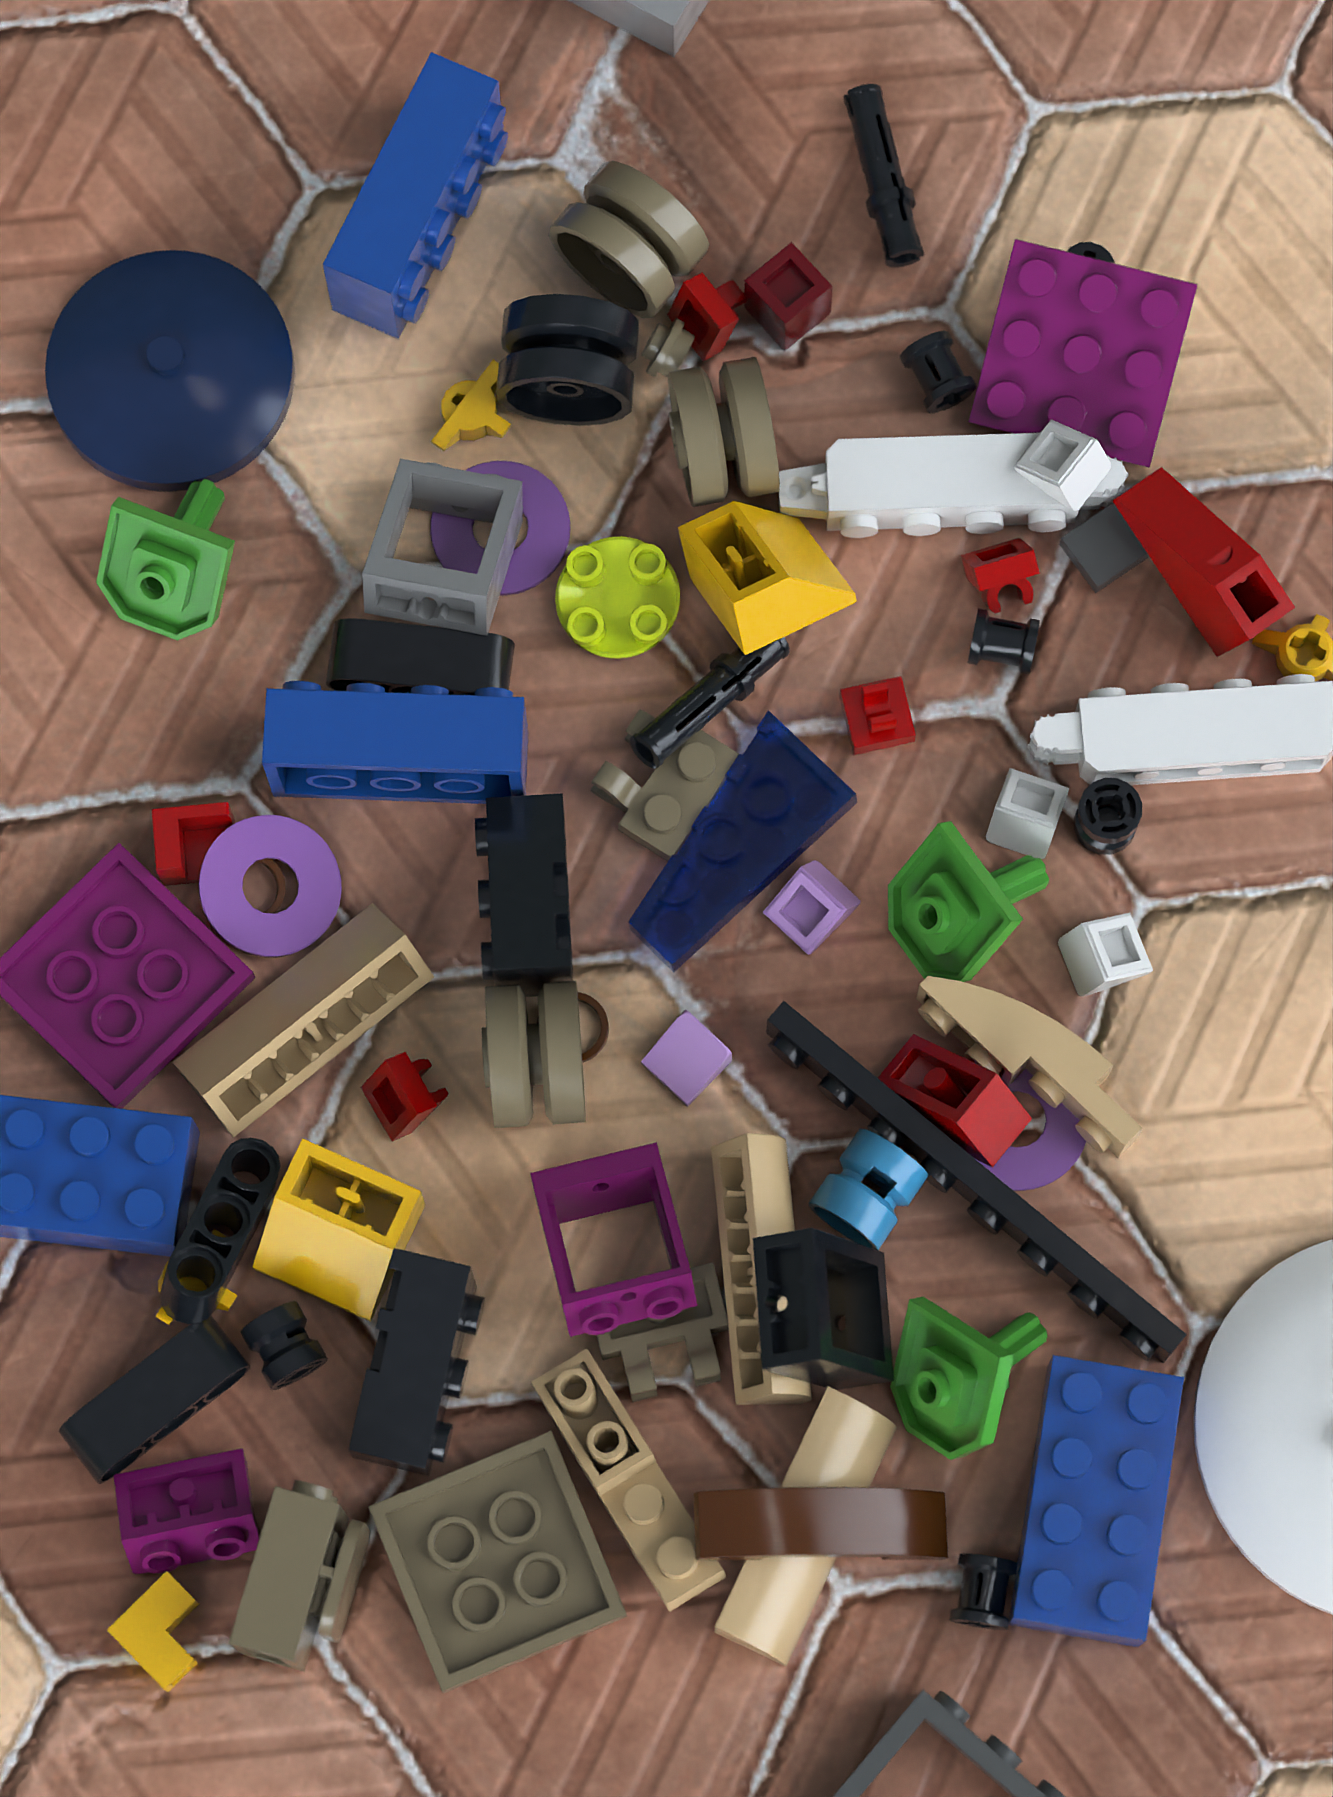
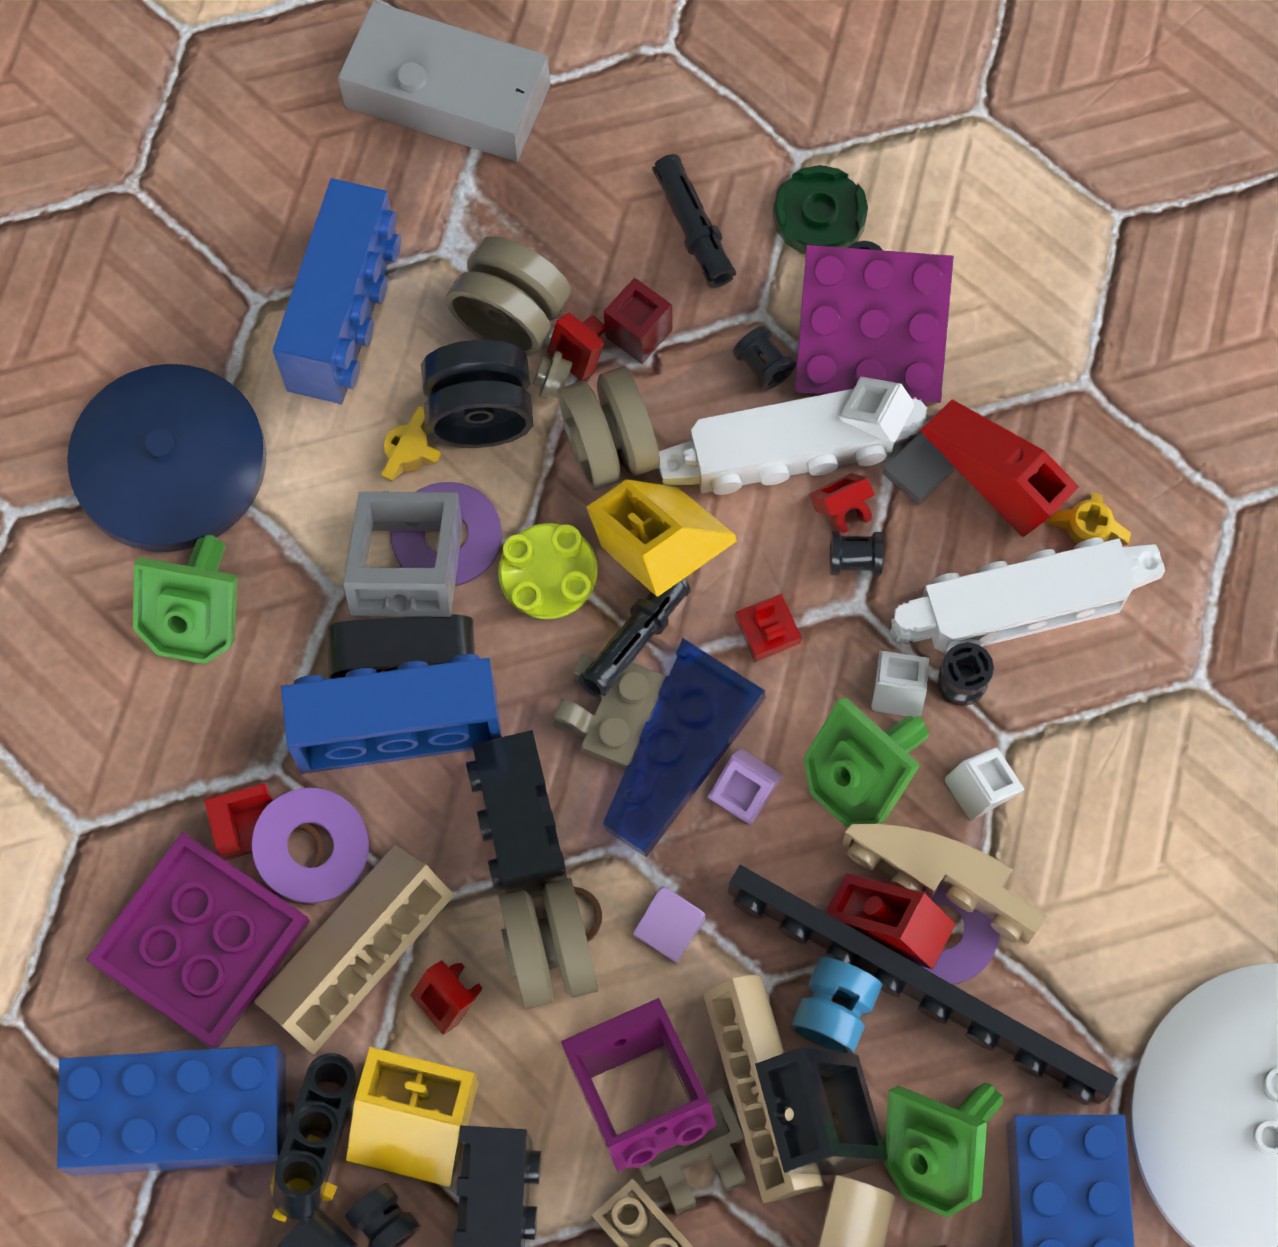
camera: 10 degrees left, 5 degrees down
(1048, 188) = (820, 209): none -> dark green tile

